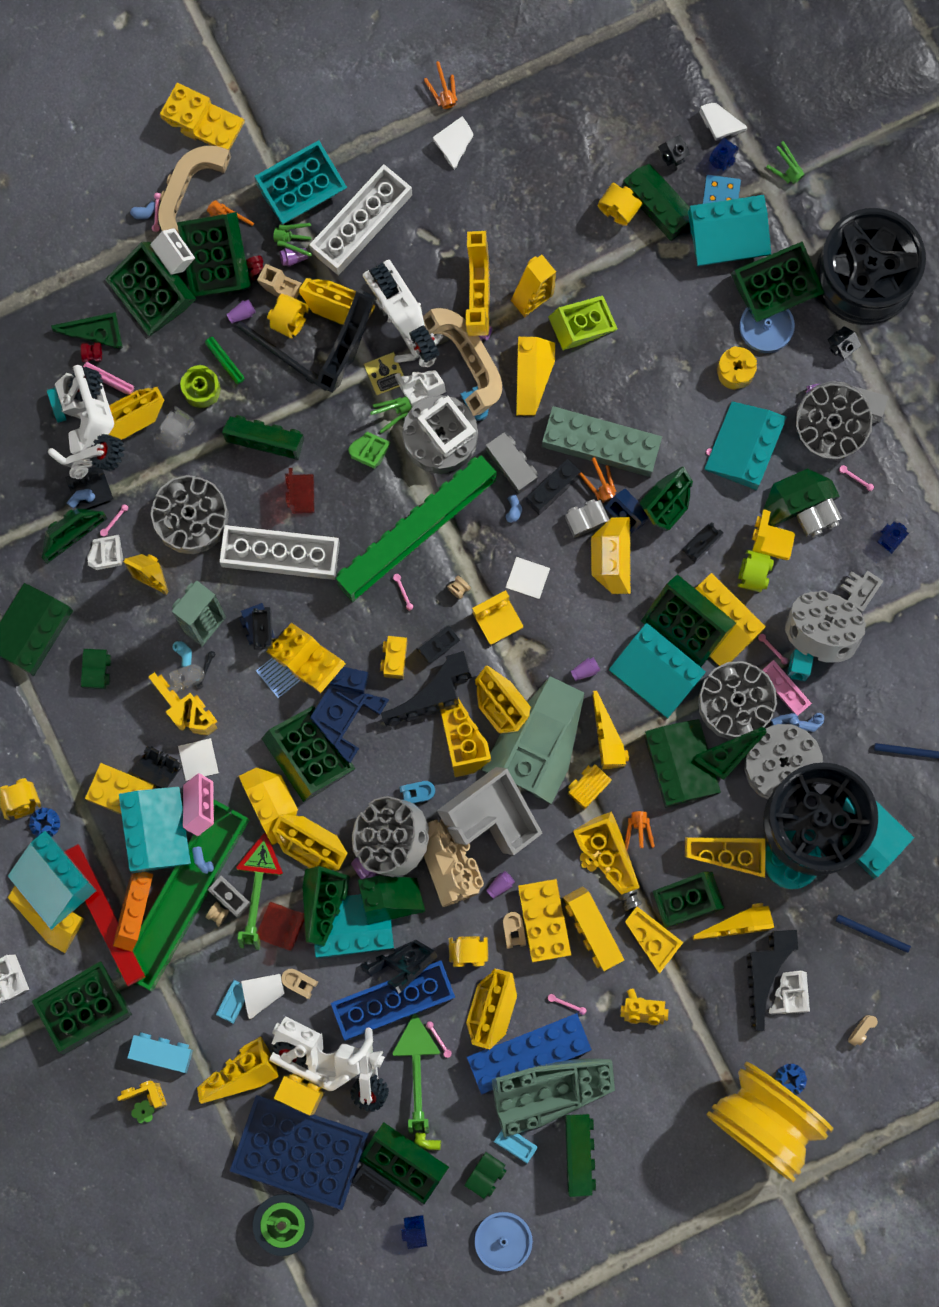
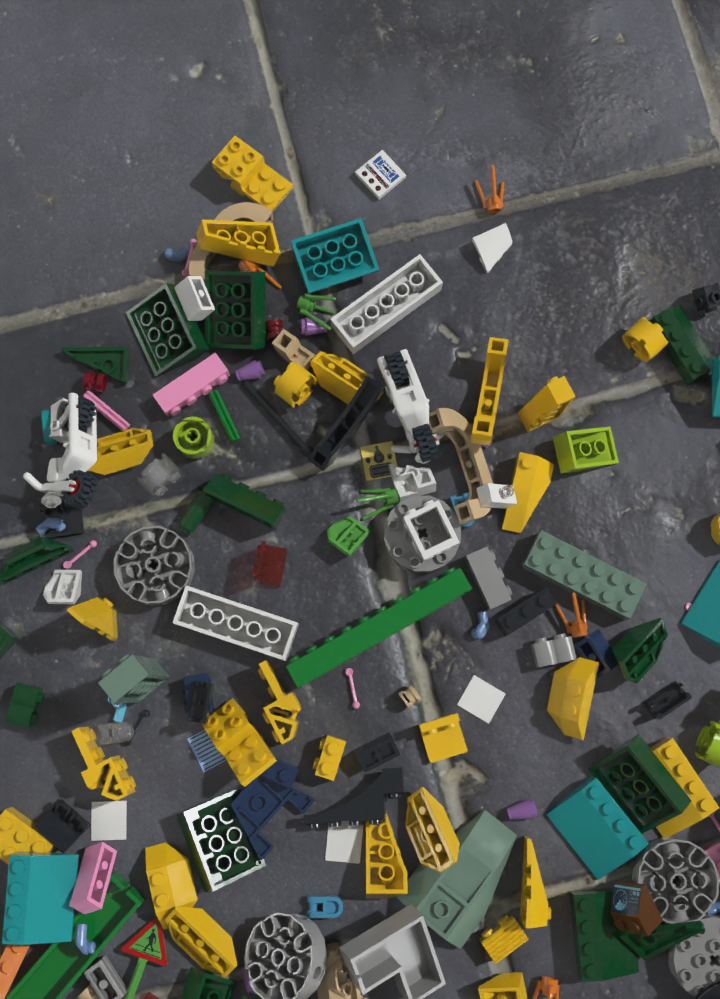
camera: 10 degrees right, 0 degrees up
(187, 336) = (191, 385): none -> bright pink brick
(205, 185) = (240, 240): none -> yellow wedge
(217, 457) = (195, 512): none -> dark green brick
(328, 91) = (380, 174): none -> tile
(340, 621) = (284, 727): none -> yellow piece
(424, 734) = (344, 843): none -> white sticker
(503, 382) = (496, 496): none -> white piece
(701, 729) = (634, 908): none -> reddish brown slope

